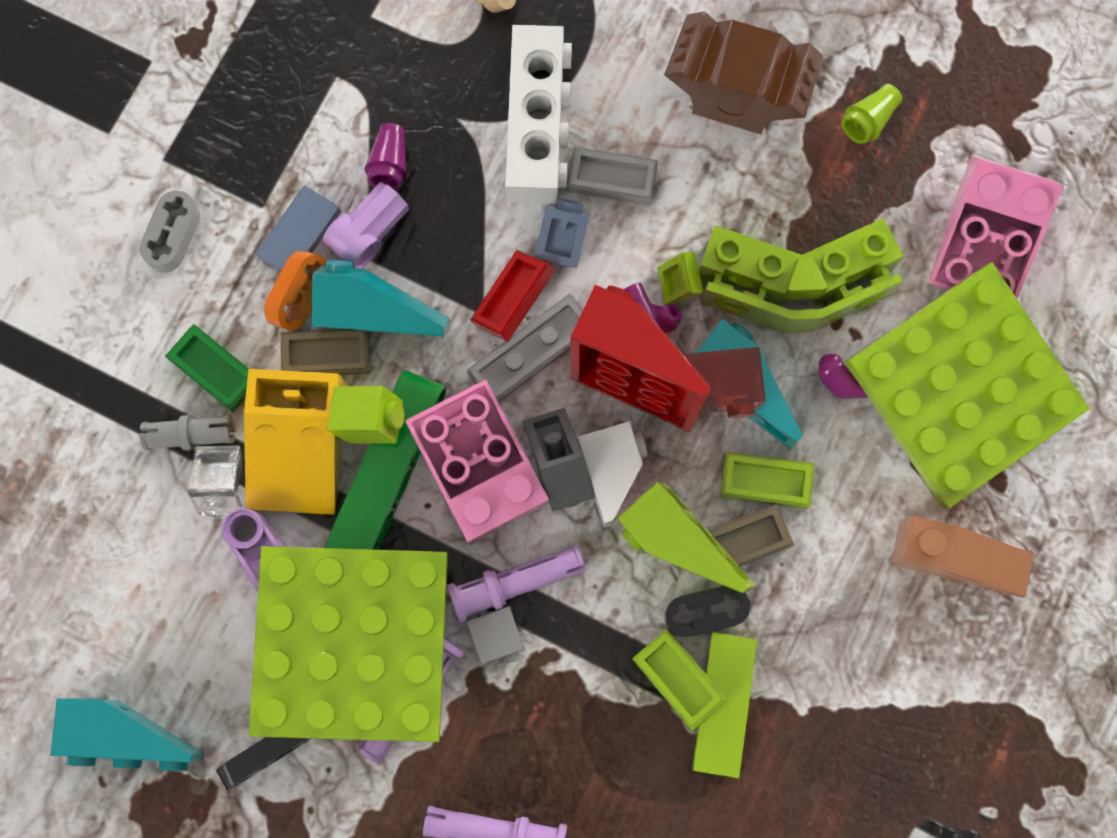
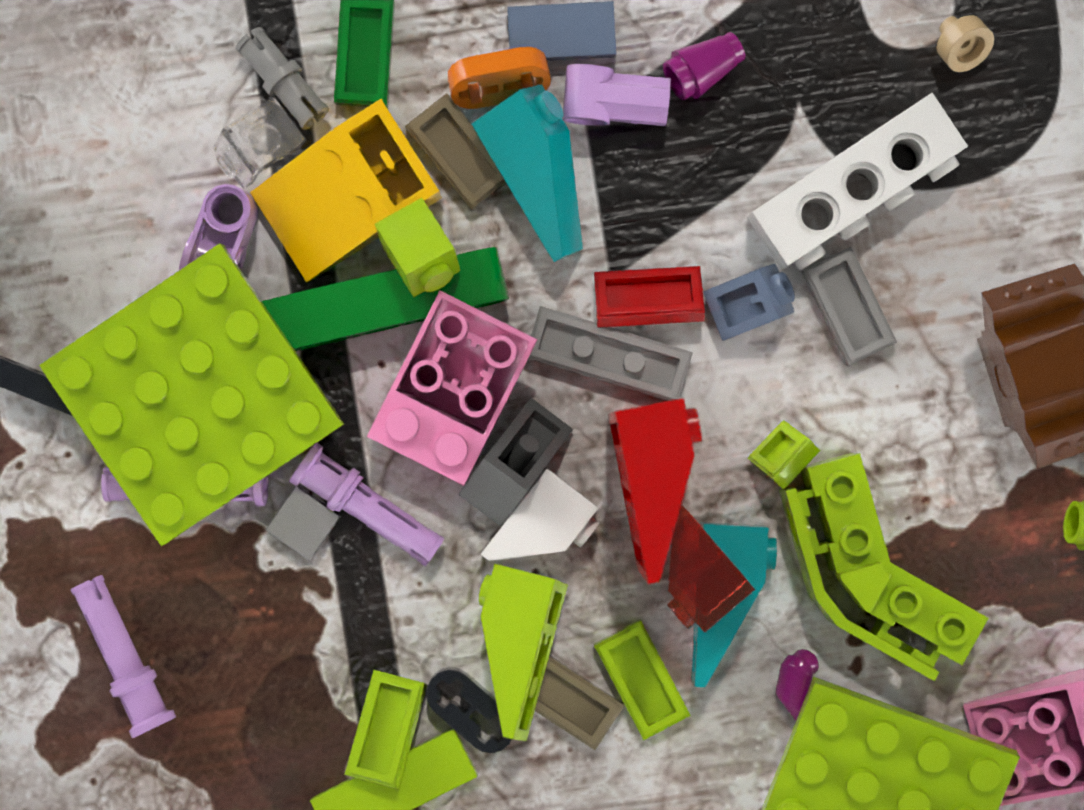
camera: 50 degrees right, 10 degrees up
(665, 316) = (727, 448): magenta arm -> none

